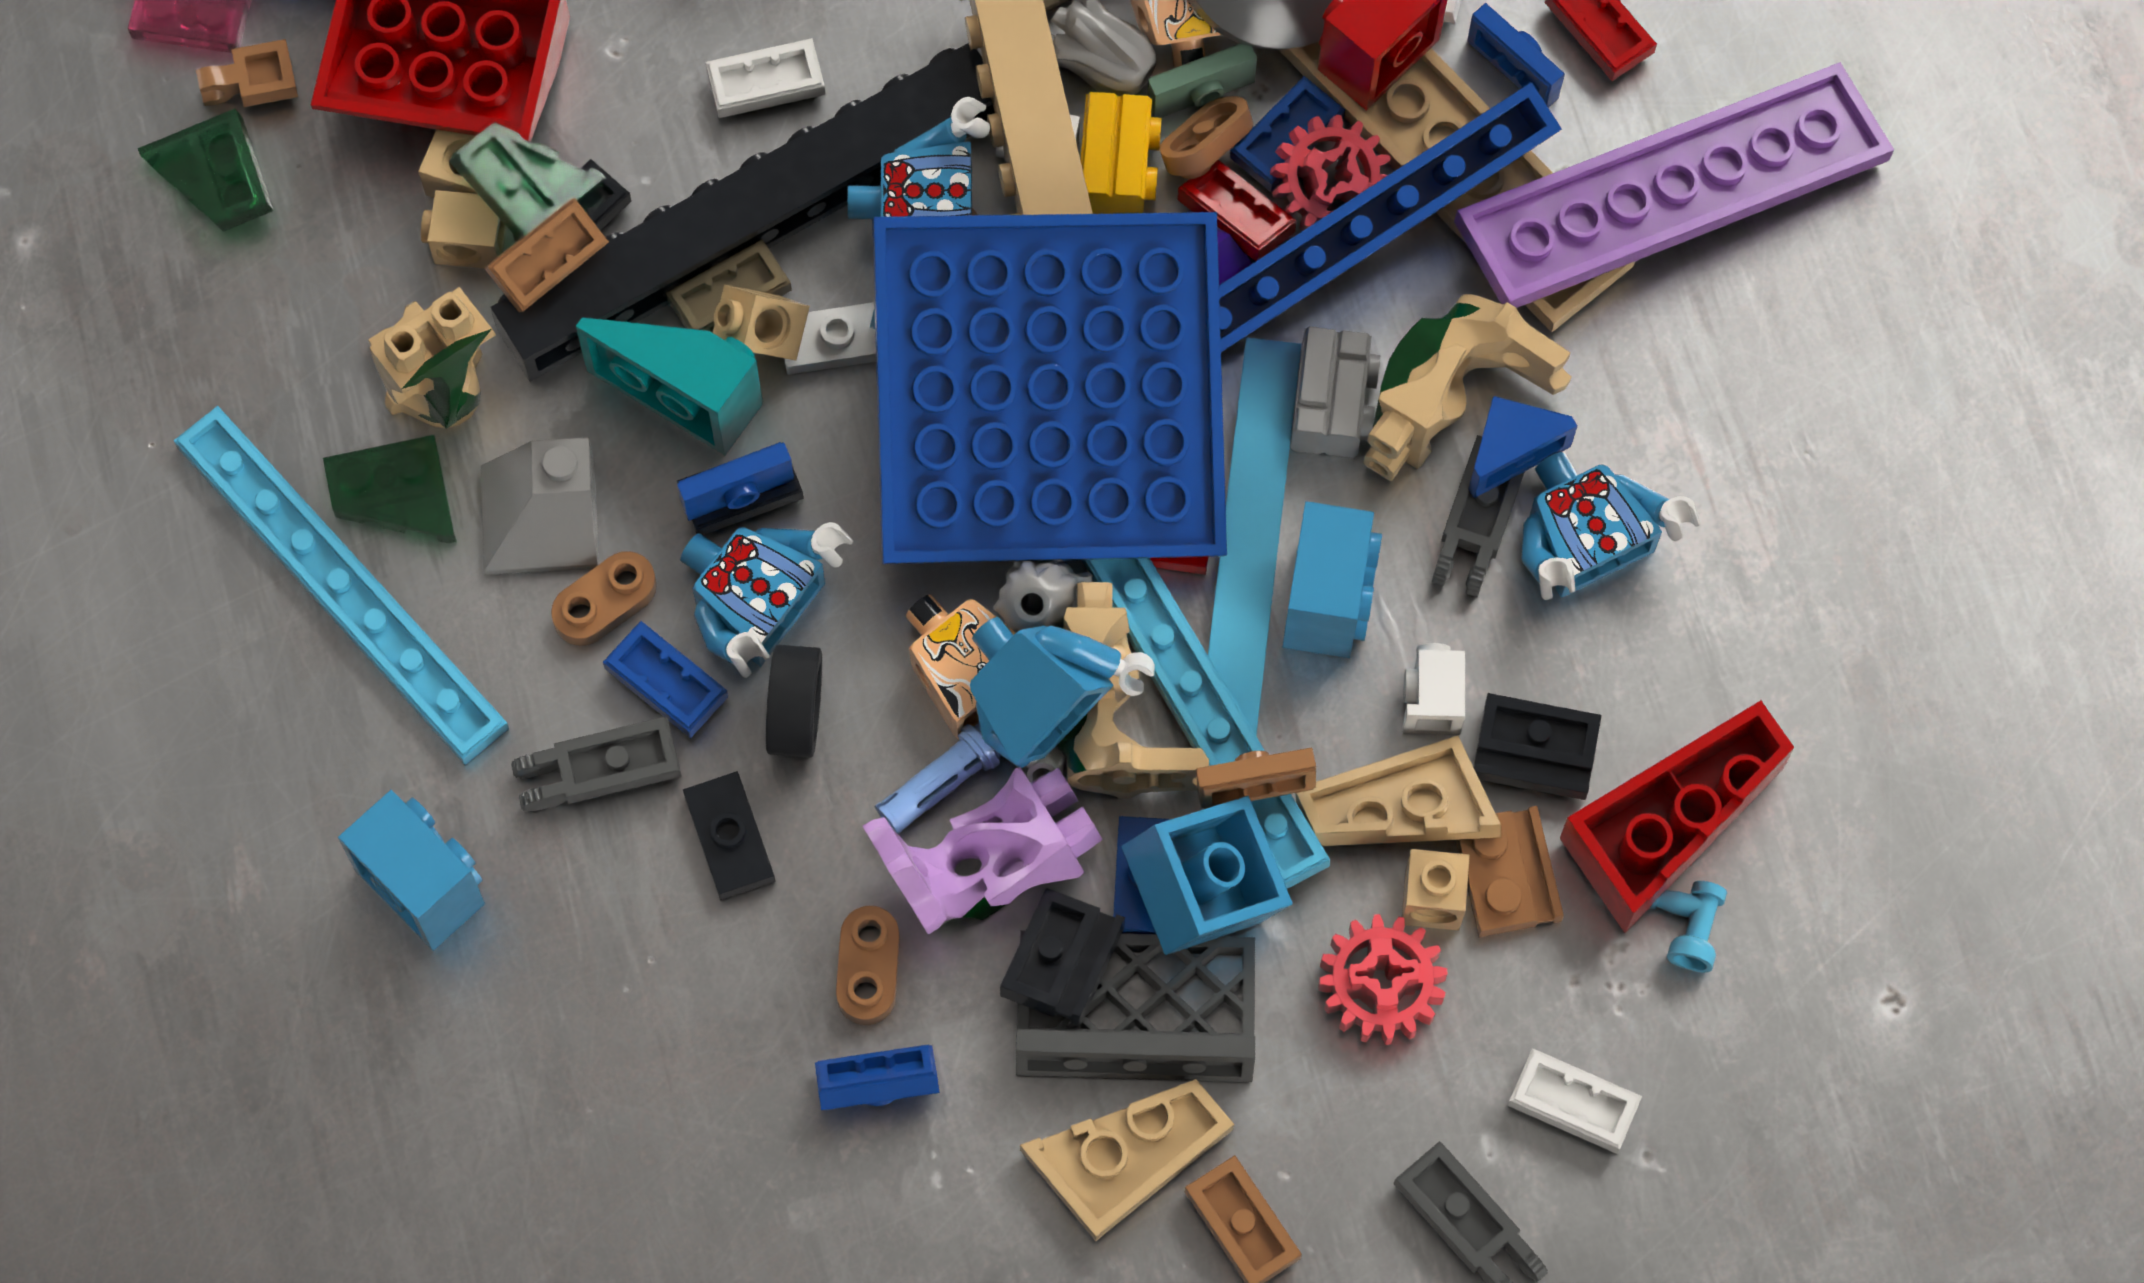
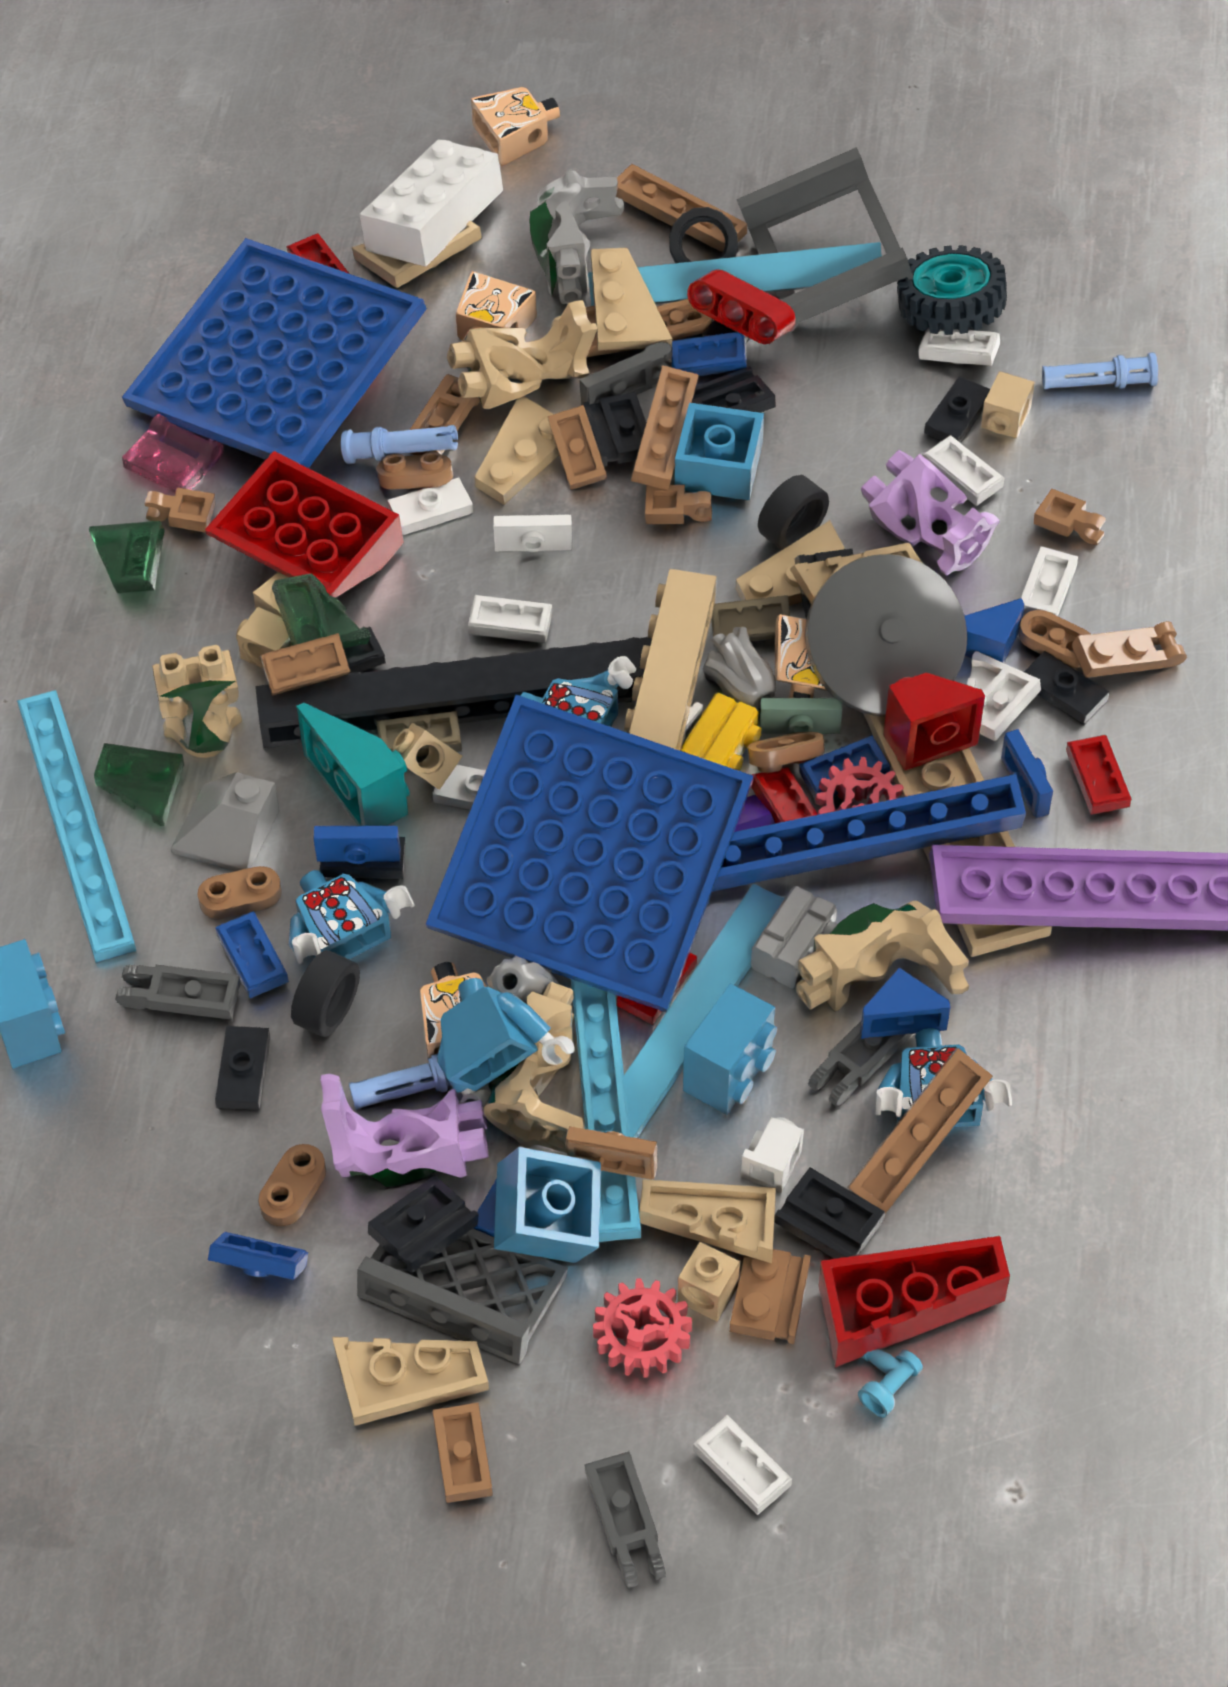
camera: 25 degrees right, 15 degrees down
(1604, 598) = (920, 1130): none -> medium nougat plate

